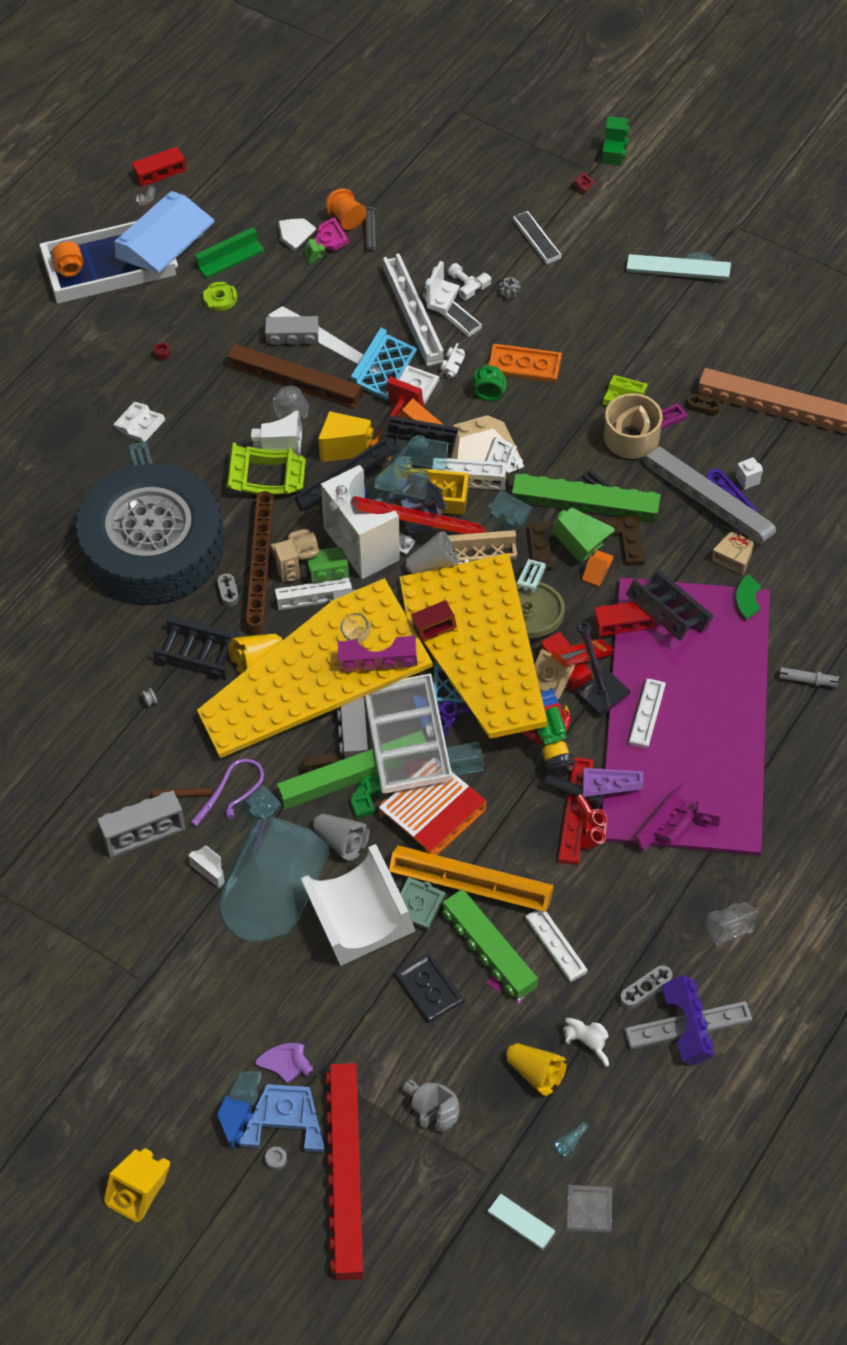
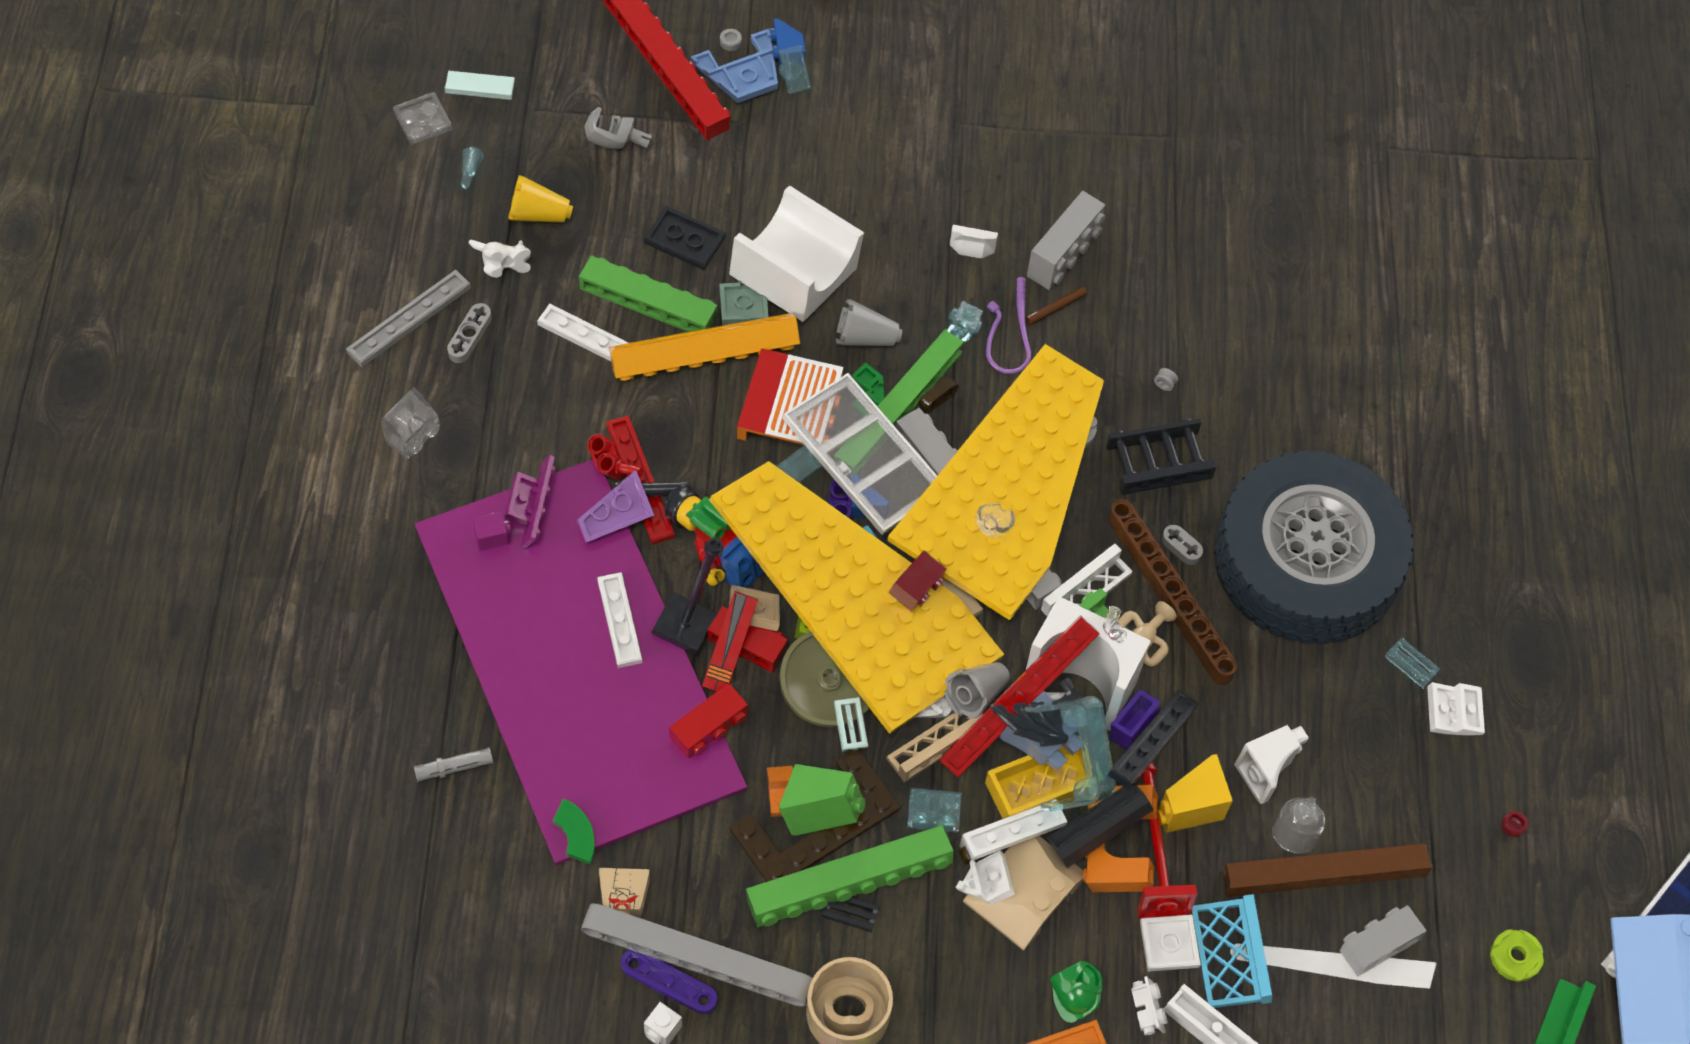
camera: 145 degrees right, 5 degrees up
(241, 457) = (1284, 688): lime wedge -> none
(250, 649) = (1095, 476): yellow cone -> none
(266, 882) = (904, 257): clear light blue windscreen -> none
(286, 1061) = (775, 116): medium lavender arm -> none
(287, 561) = (1139, 593): tan brick -> none
(400, 654) = (973, 490): magenta arch -> none
(677, 598) = (642, 769): black fence -> none
(695, 1042) = (423, 327): dark purple arch -> none

